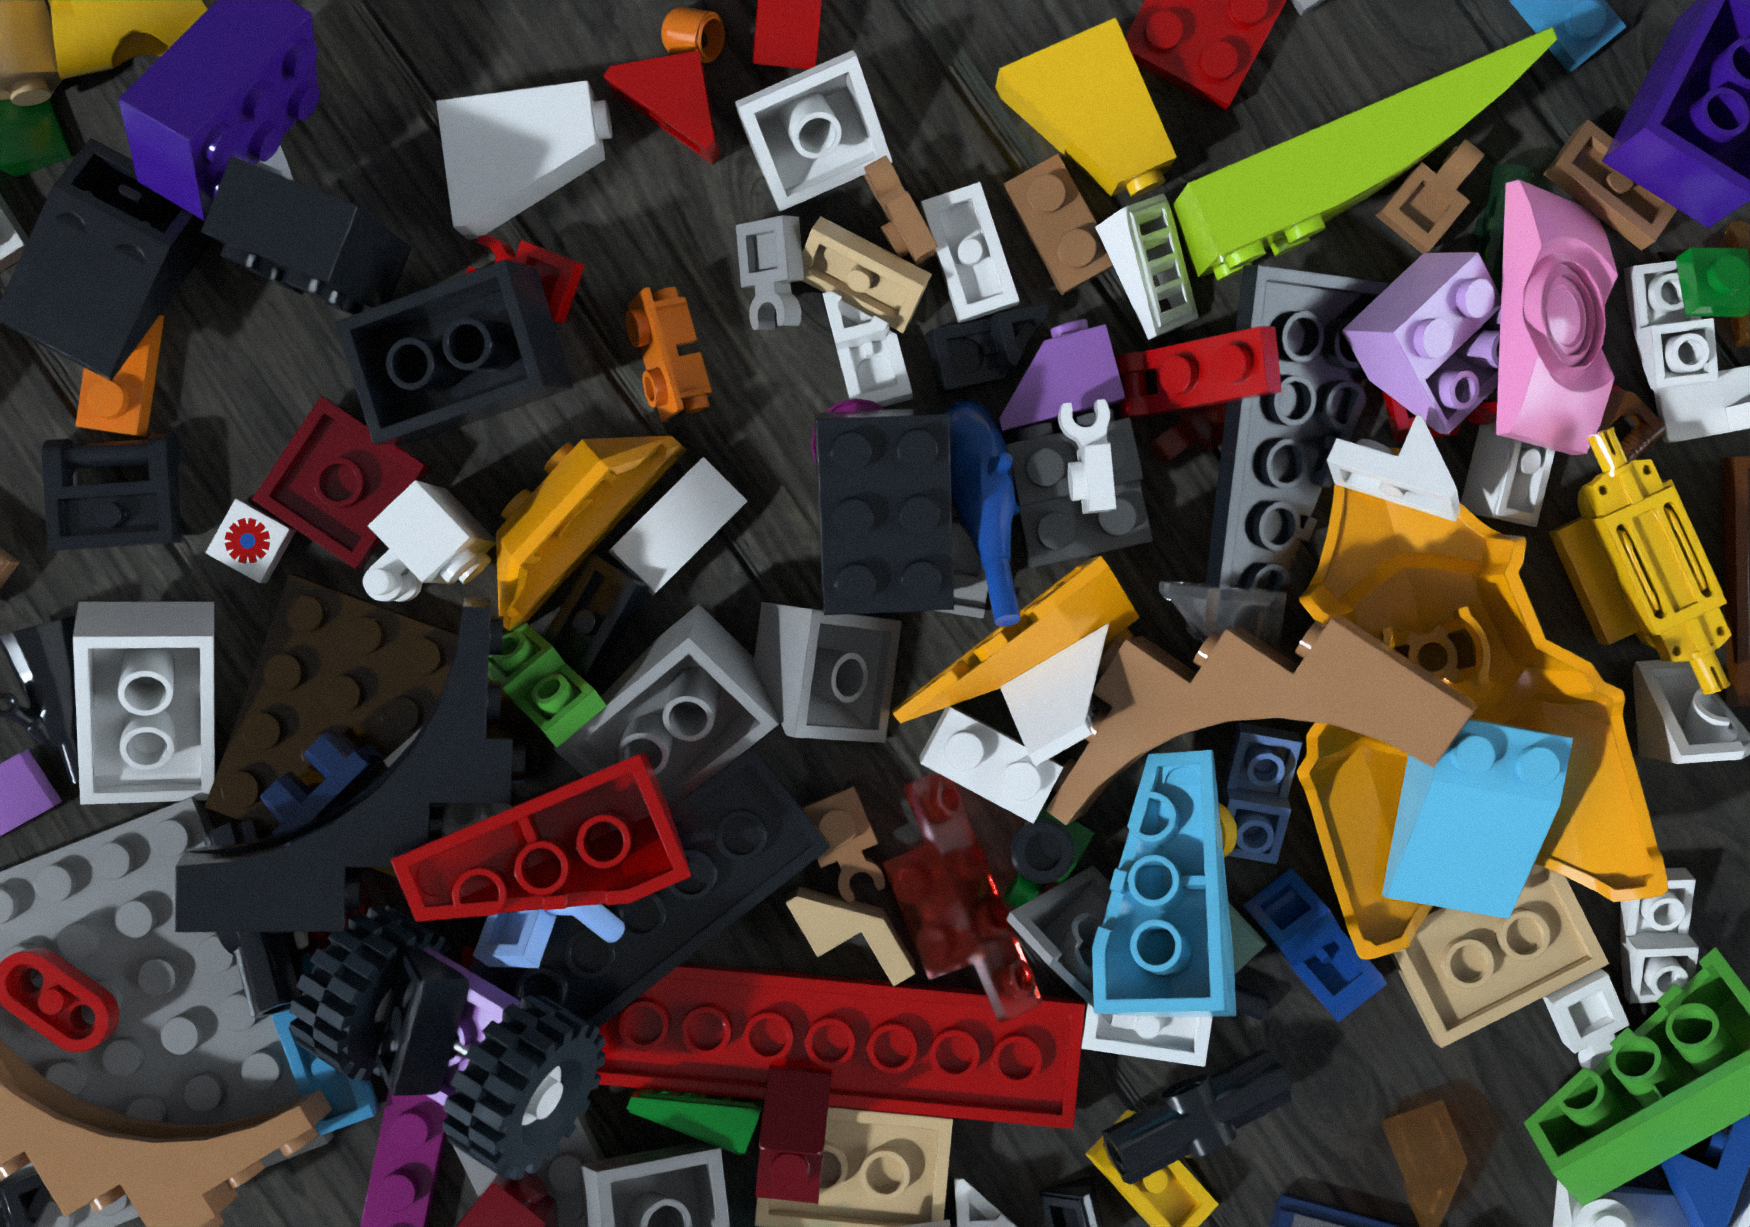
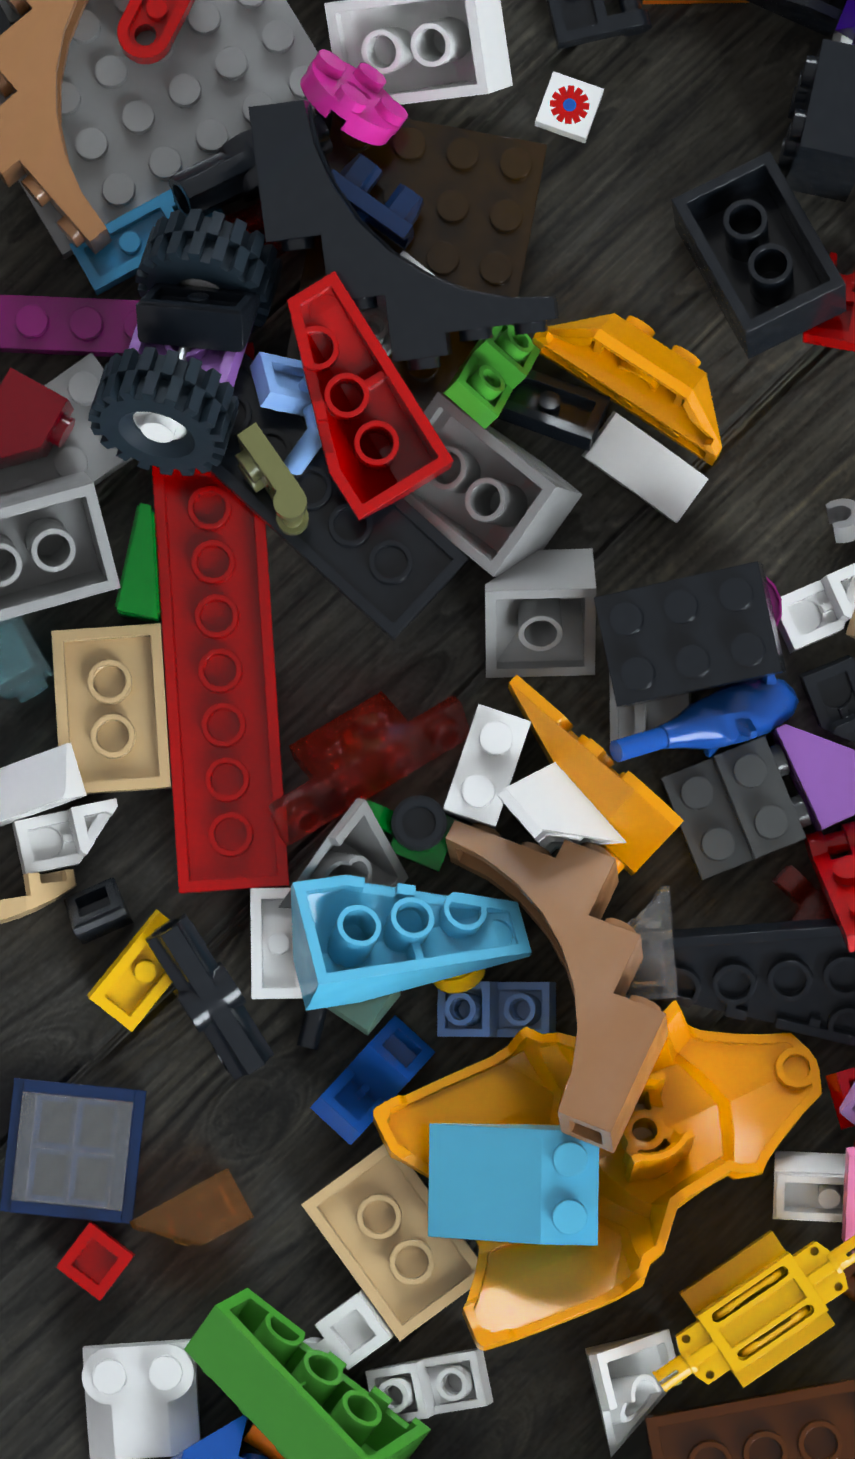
camera: 80 degrees right, 5 degrees down
(190, 792) = (354, 96): none -> dark pink plate
(337, 482) = (632, 175): dark red plate -> none
(428, 542) = (597, 259): white brick -> none
(607, 977) = (266, 470): none -> olive plate
(668, 377) = (772, 439): orange hinge -> none
(793, 1134) = (138, 649): dark red slope -> none
(831, 921) = (325, 653): tan slope -> none
(849, 832) = (403, 658): medium nougat plate -> none
(1092, 475) = (750, 805): white plate -> none
(1412, 479) = (797, 1082): white slope -> none

